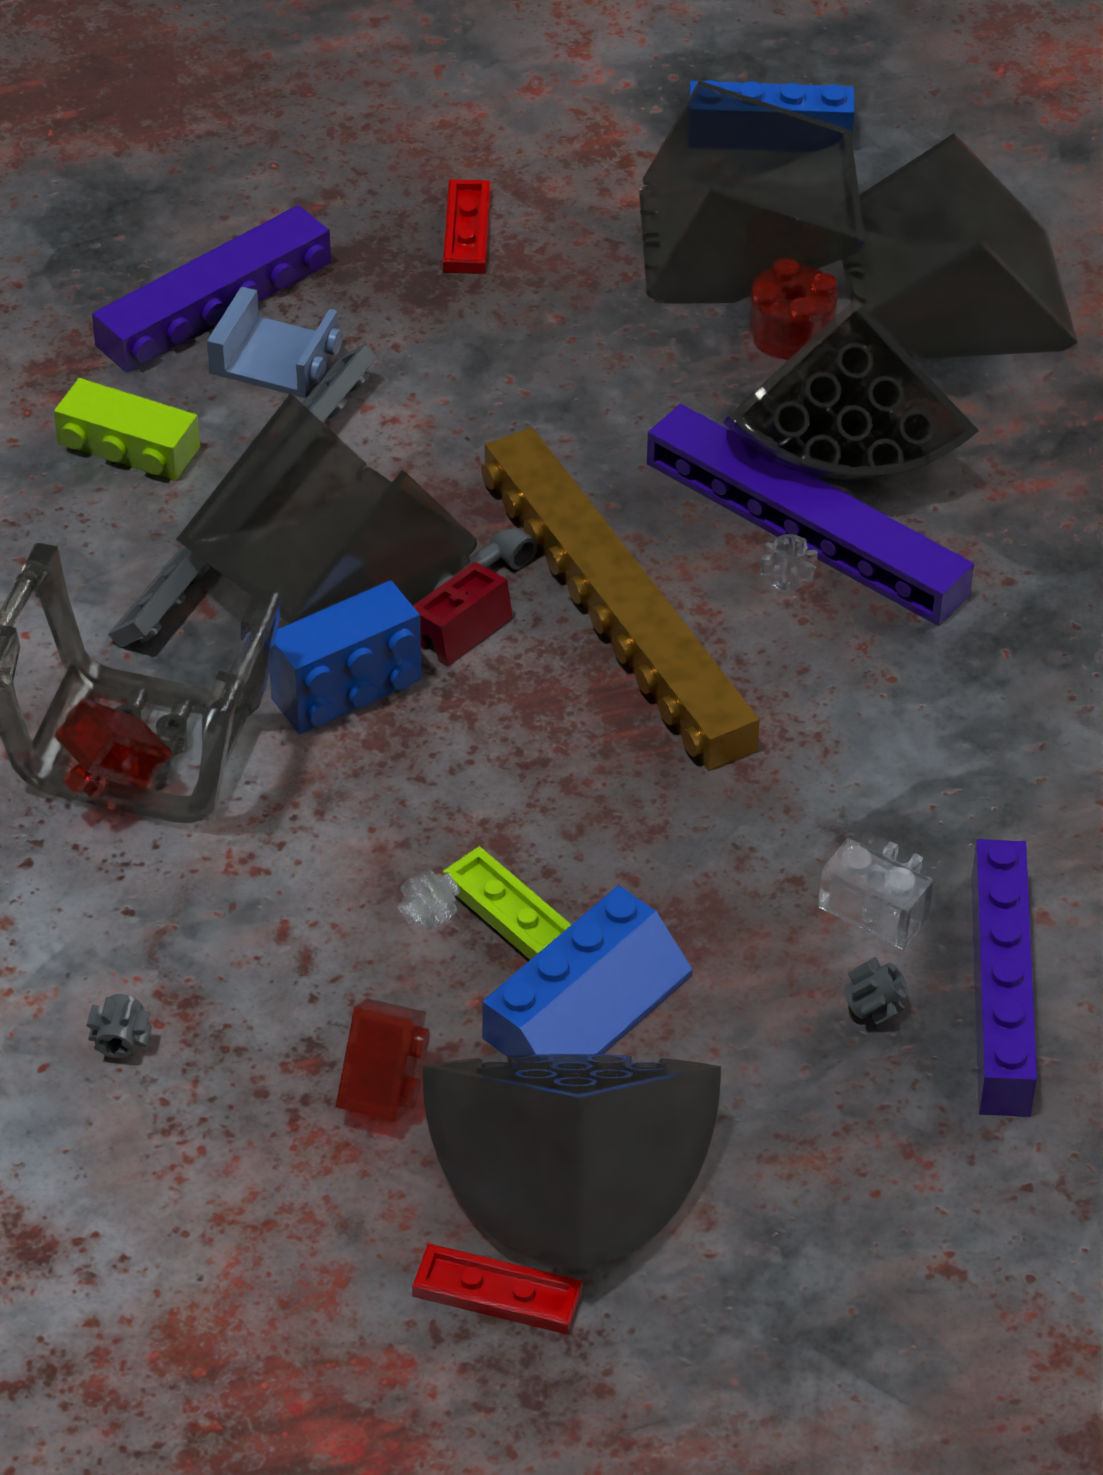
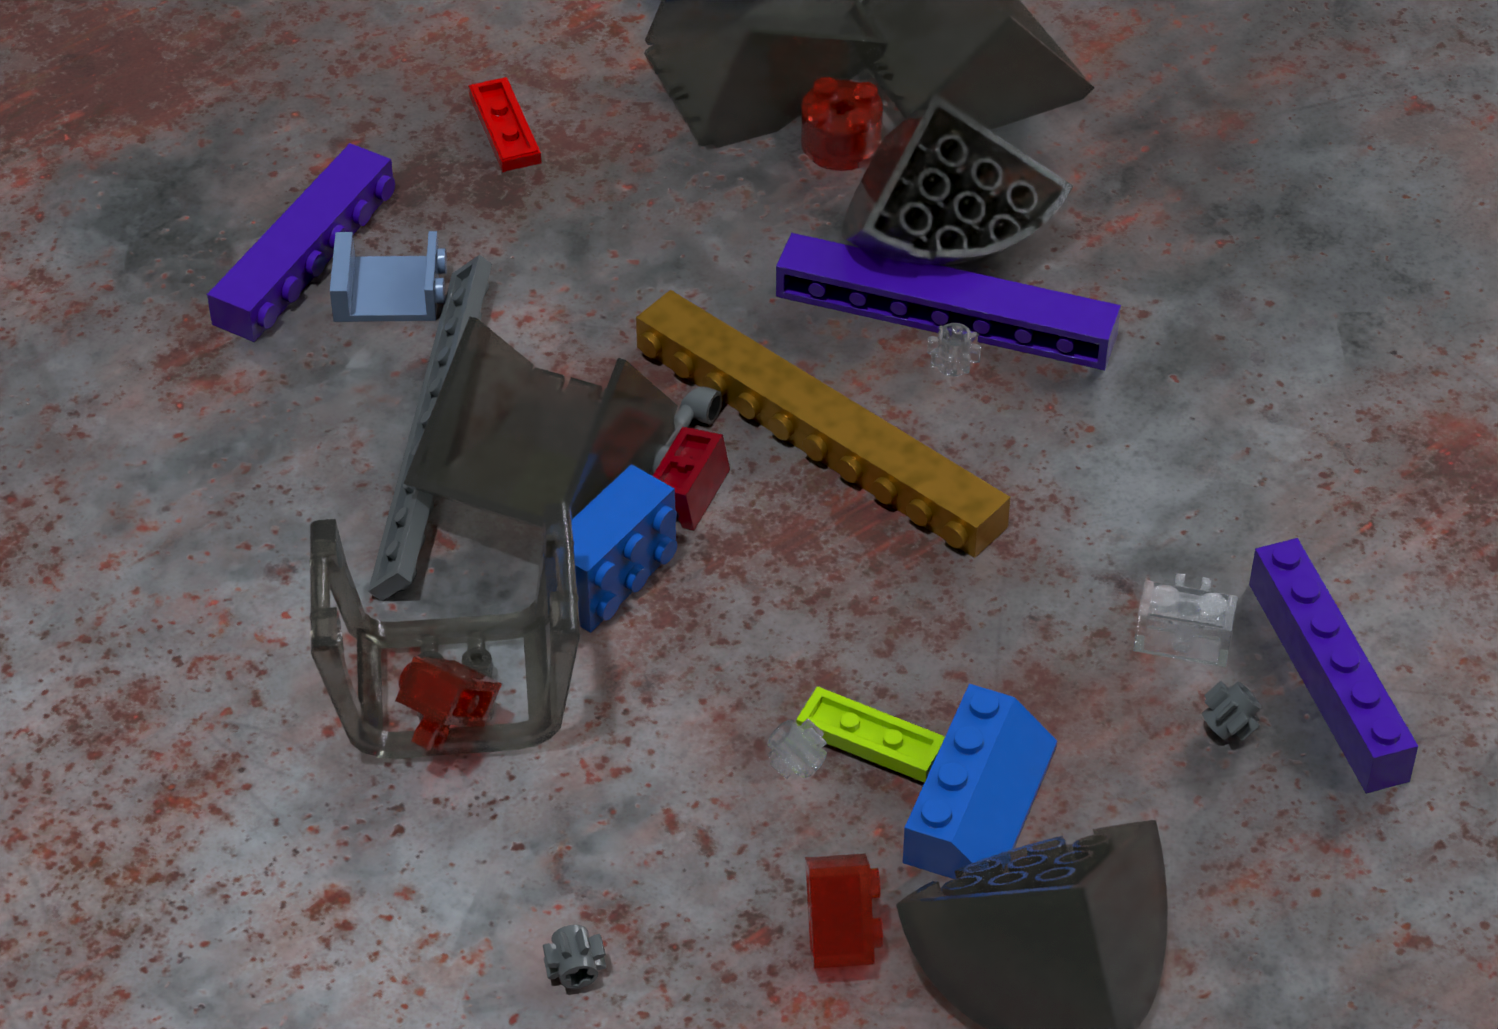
camera: 20 degrees left, 0 degrees up
(127, 429) = (289, 394): lime brick -> none

